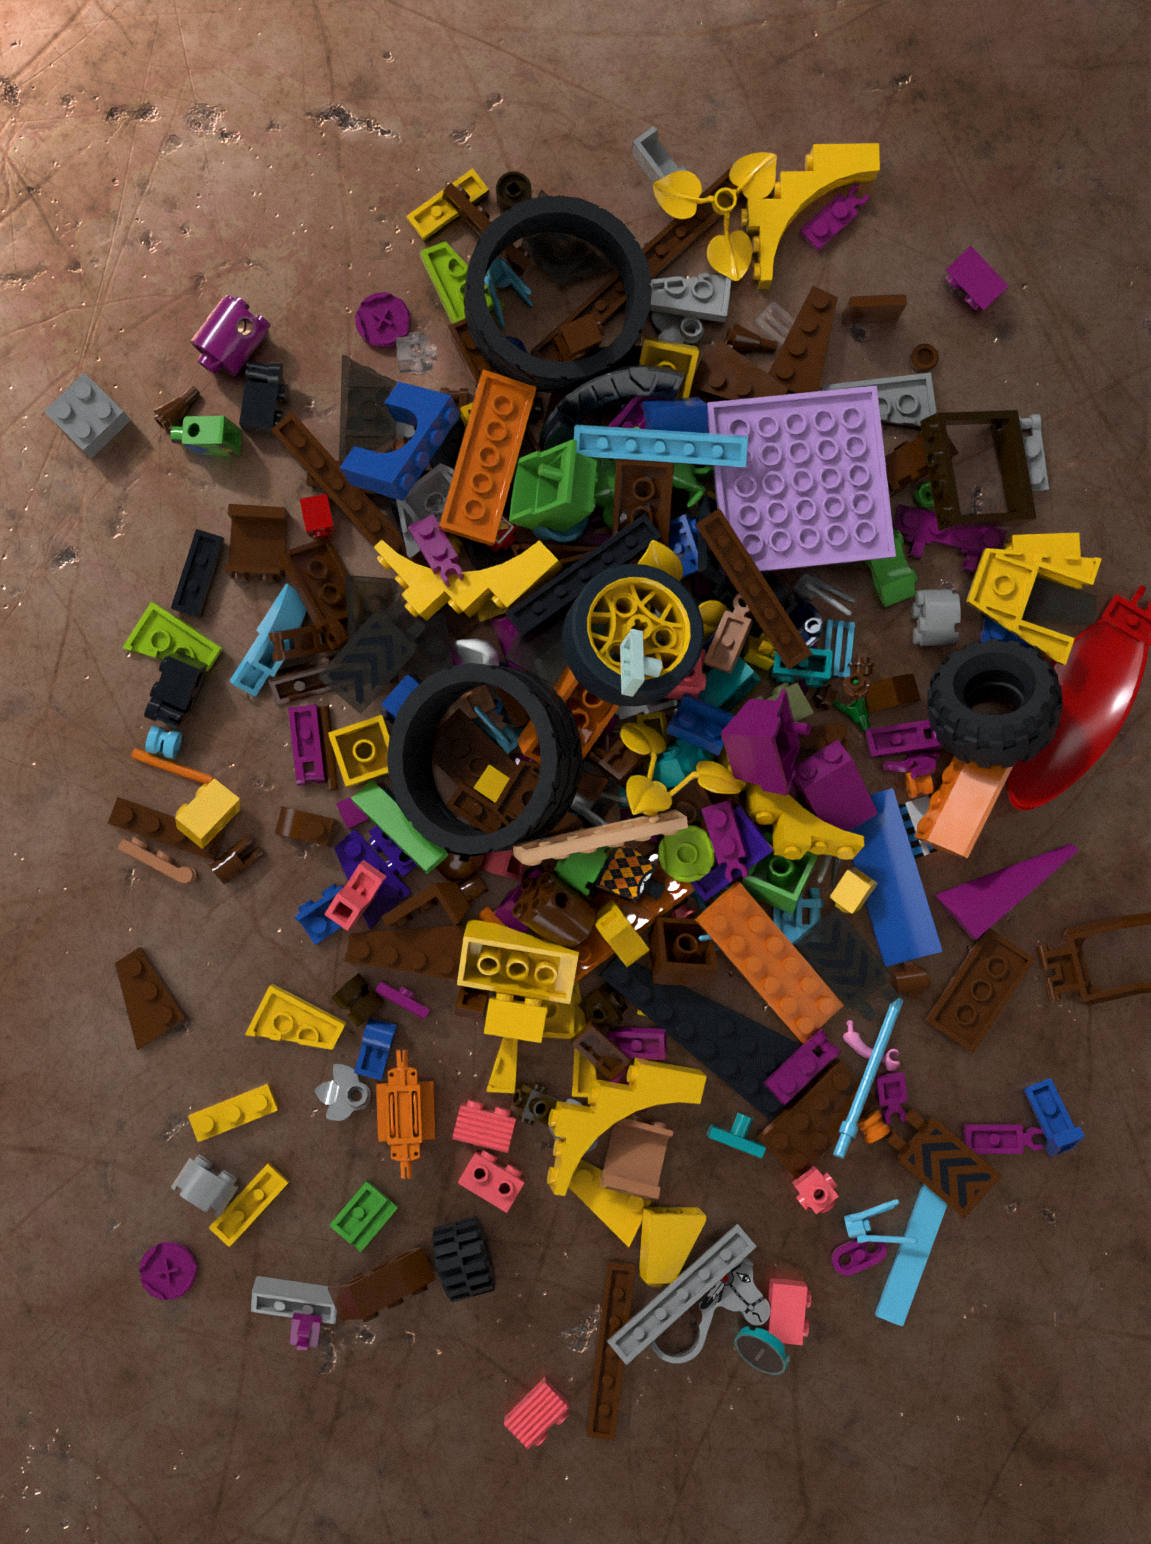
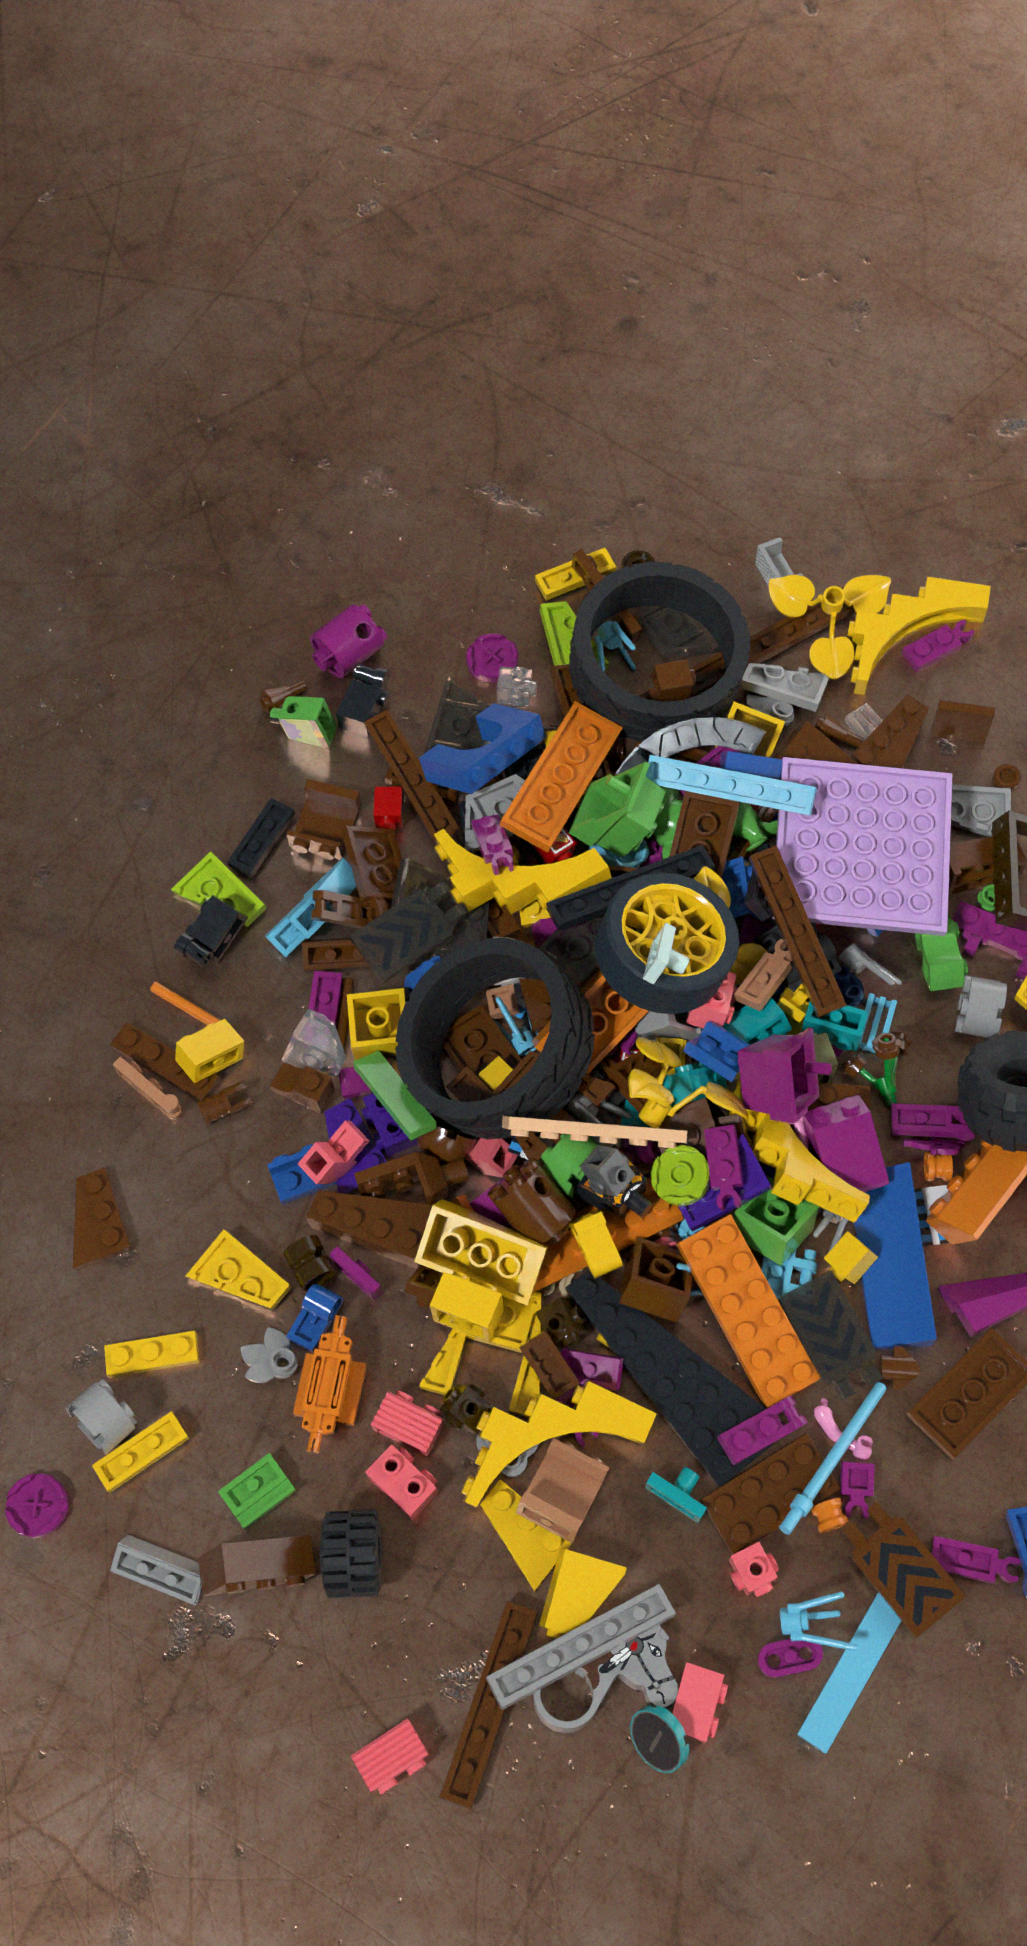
camera: 25 degrees right, 20 degrees down
(87, 415) = (199, 685): light grey brick -> none
(163, 742) = (185, 979): medium azure wheel -> none
(305, 1331) = (162, 1603): magenta tile -> none
(310, 788) = (316, 1045): none -> clear slope
(620, 873) = (607, 1171): none -> dark grey brick
(891, 693) = (923, 1074): reddish brown slope -> none

